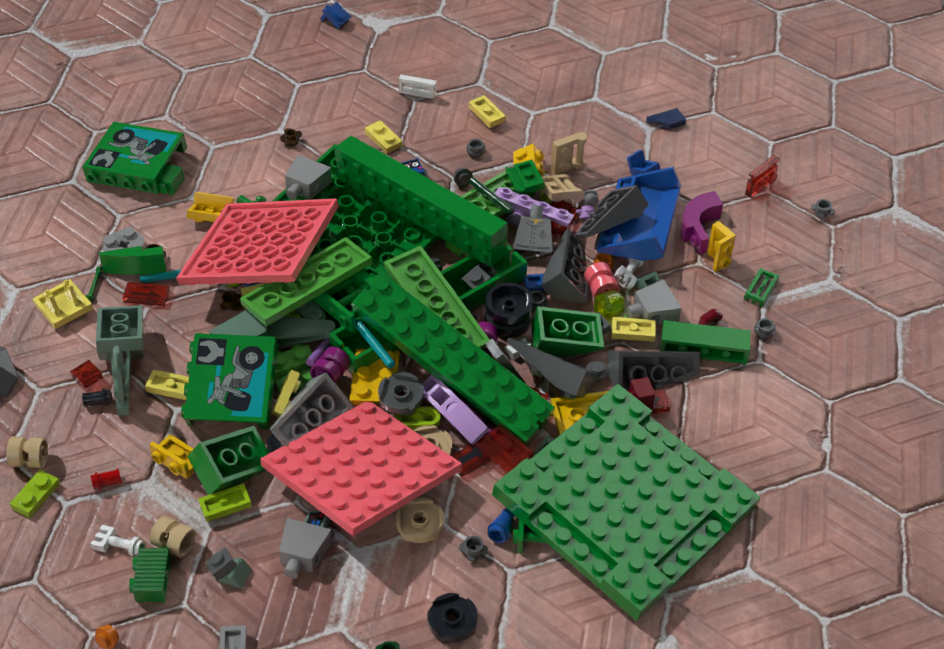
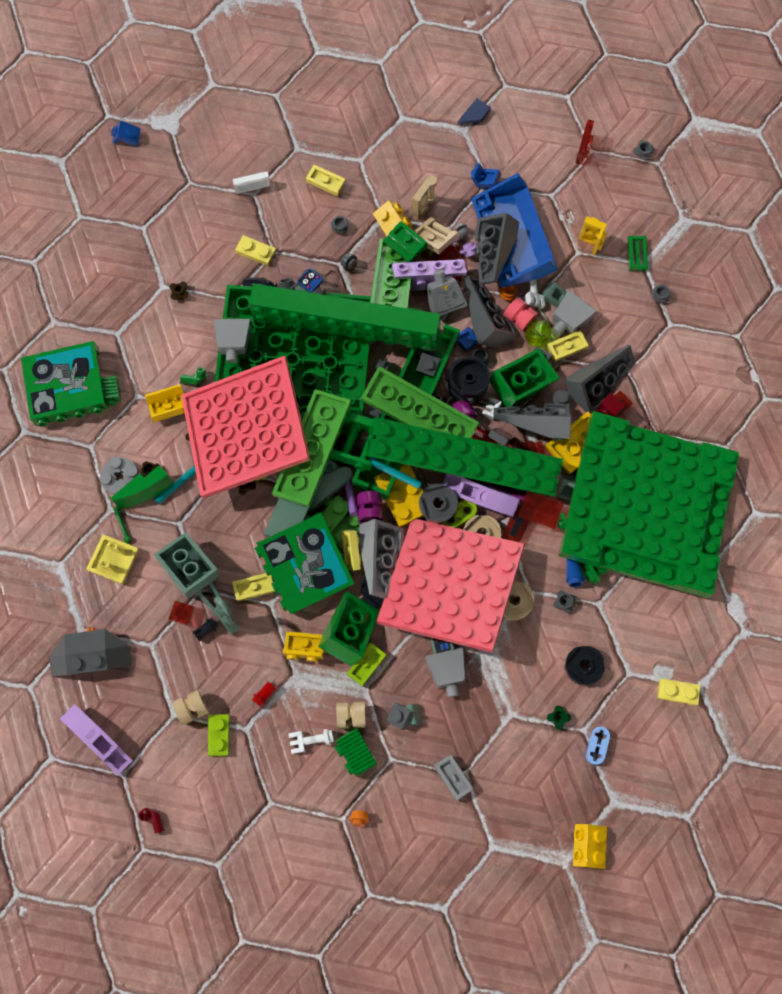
camera: 30 degrees left, 25 degrees up
(146, 294) = (171, 512): clear red tile -> none
(491, 196) = (393, 278): dark green bar -> none
(698, 211) = (553, 217): magenta arch -> none
(711, 341) = (626, 330): green brick -> none
(712, 315) = (614, 306): dark red arm -> none

